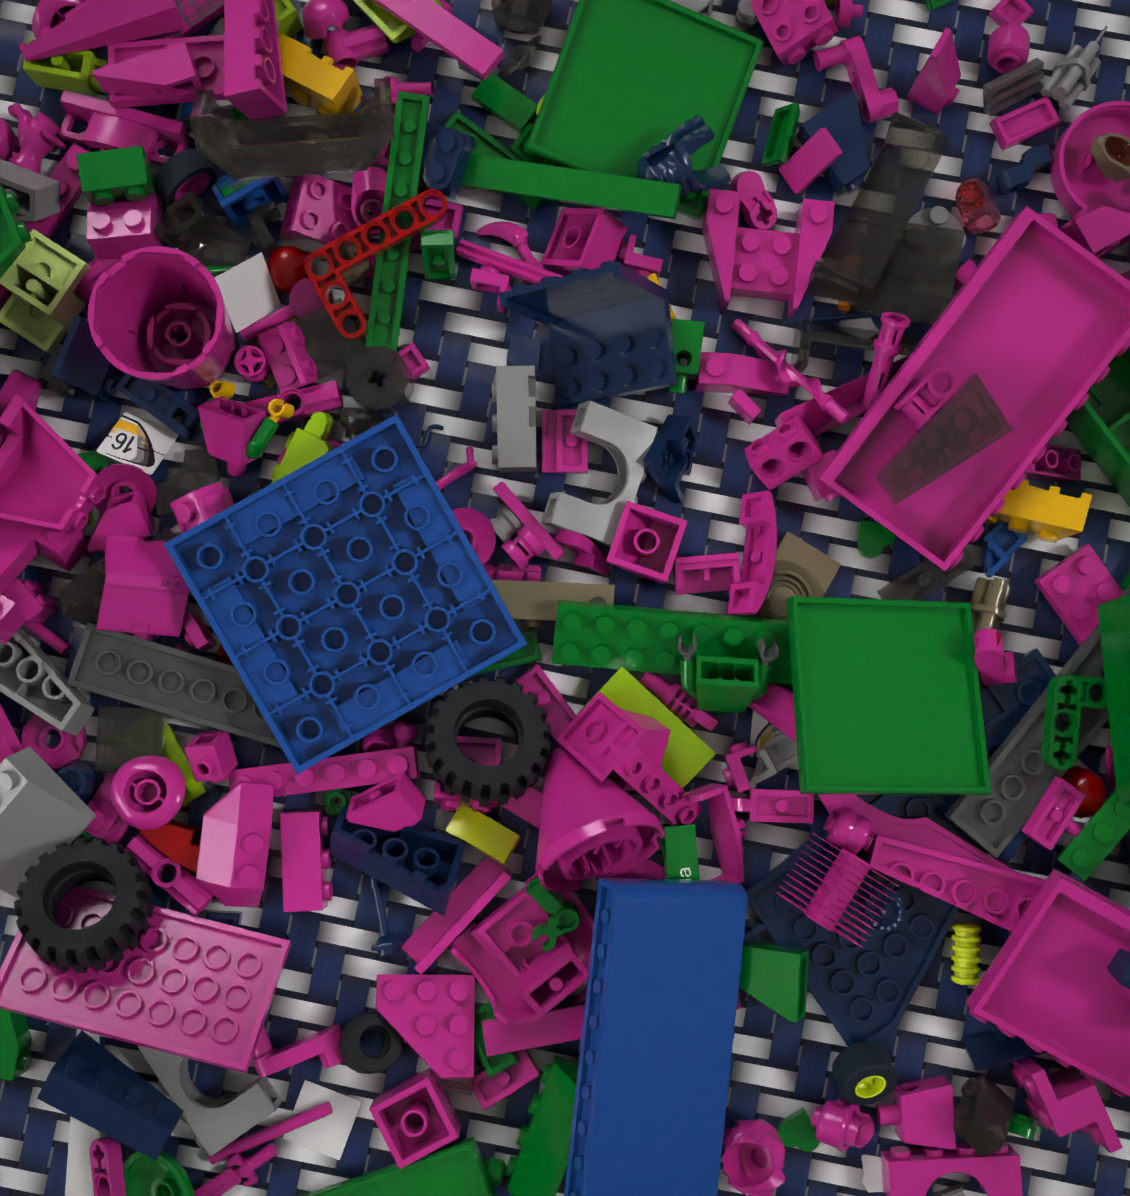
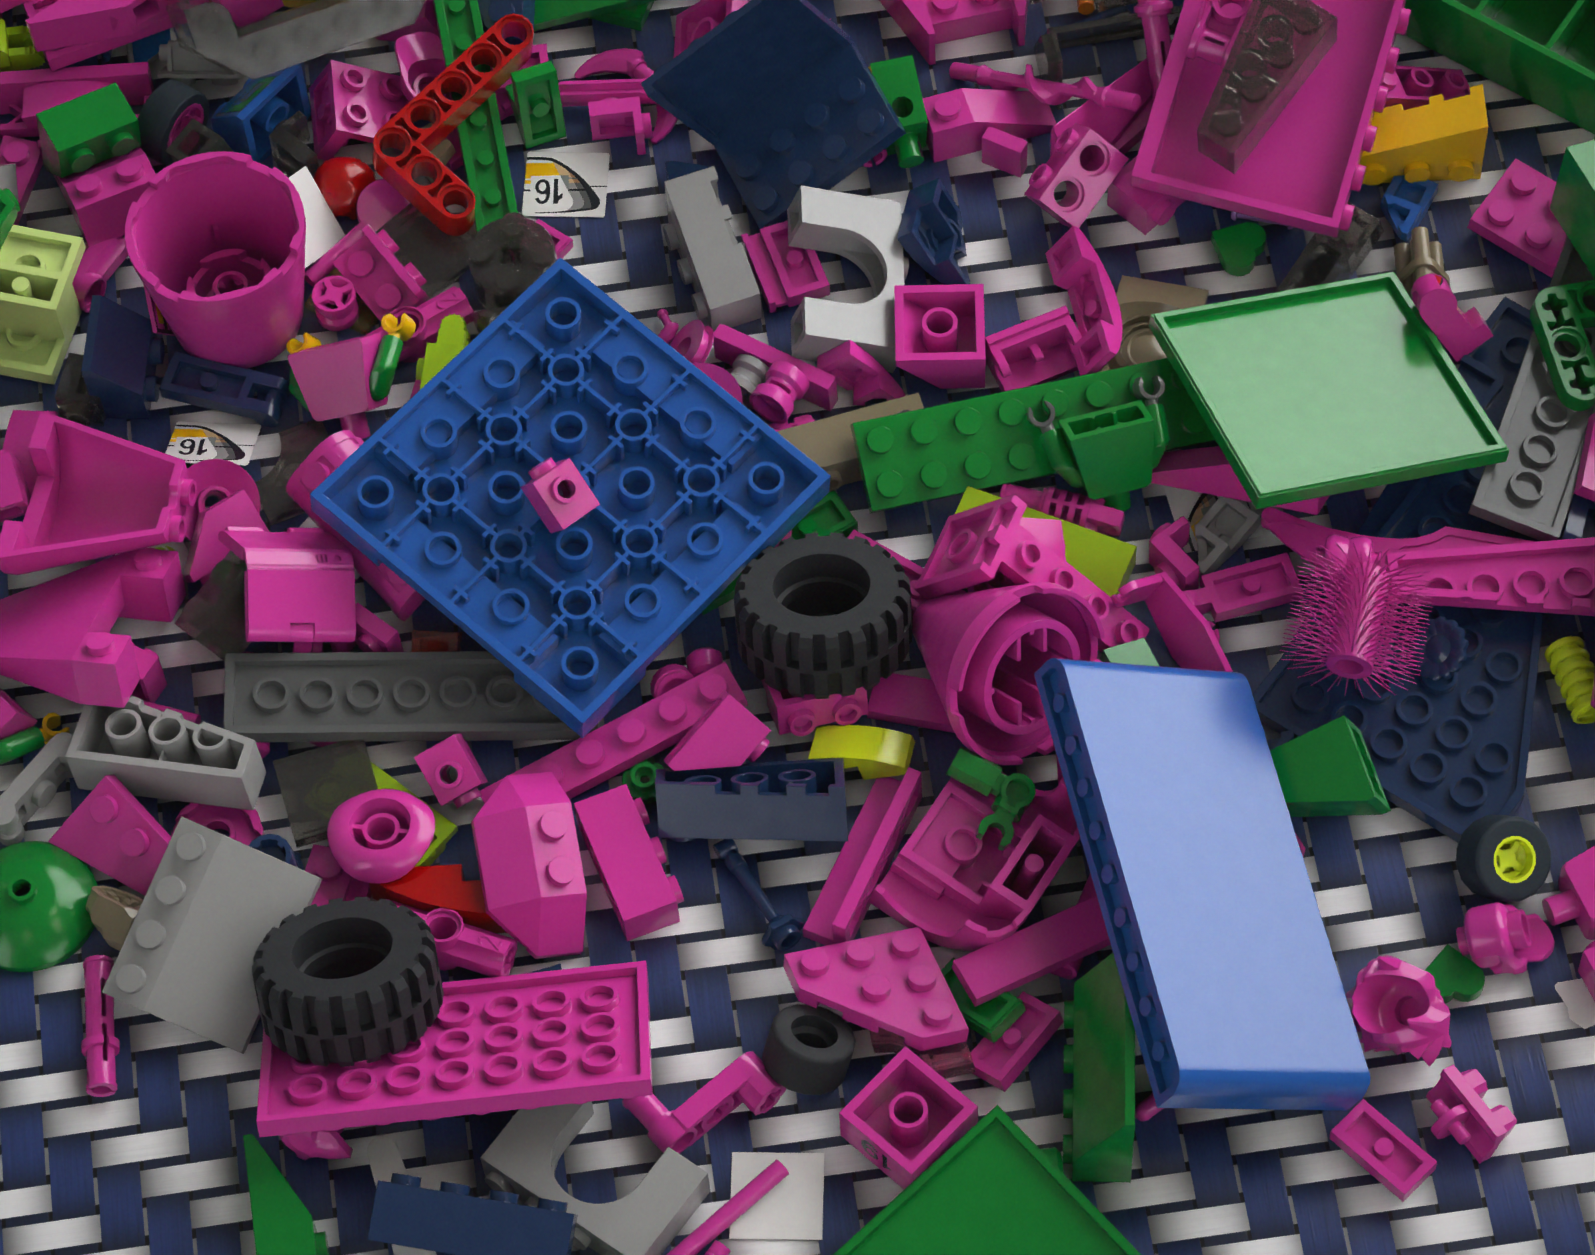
camera: 15 degrees left, 25 degrees down
(329, 612) = (559, 493): none -> dark pink brick
(442, 318) = (565, 184): none -> sticker
(476, 478) = (694, 341): none -> dark pink piece

